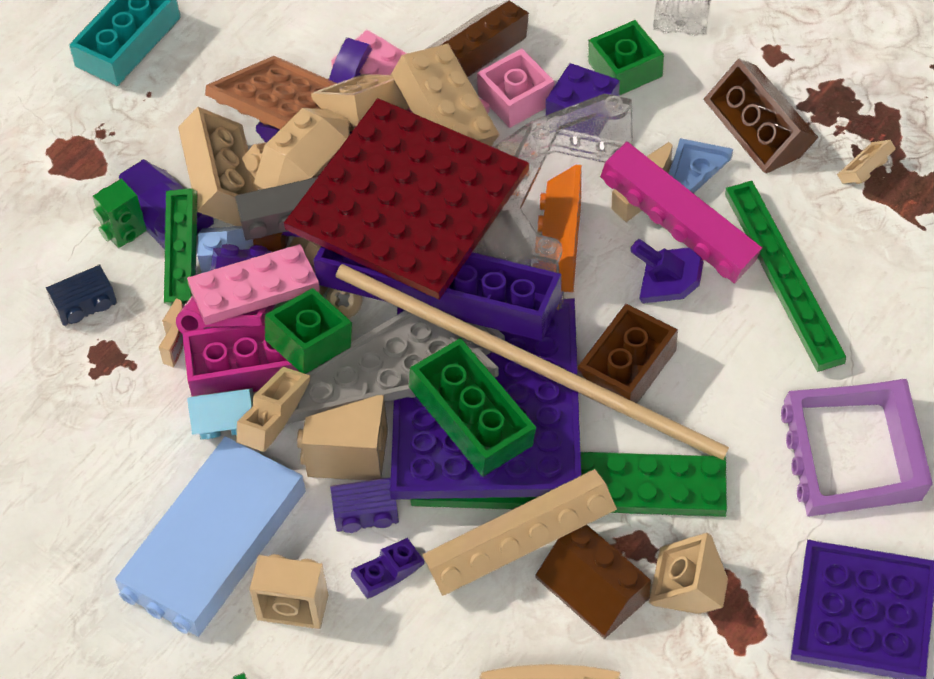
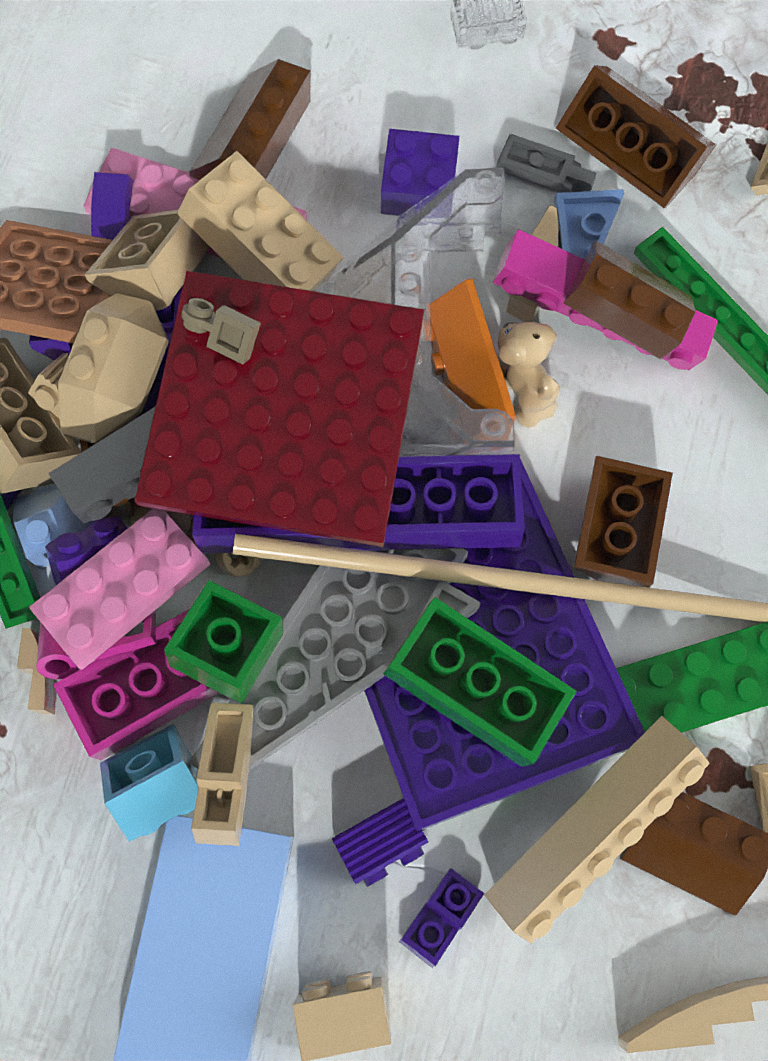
camera: 25 degrees left, 20 degrees up
(346, 441) = (327, 767): tan slope -> none
(387, 134) = (229, 330): none -> dark tan plate
(515, 87) = (333, 180): bright pink brick -> none
(599, 247) = (522, 350): none -> tan animal
(626, 55) = (449, 96): green brick -> none
(667, 272) = (619, 387): dark purple piece -> none
(680, 119) = (544, 165): none -> dark grey hinge
(691, 208) = (631, 301): none -> reddish brown slope

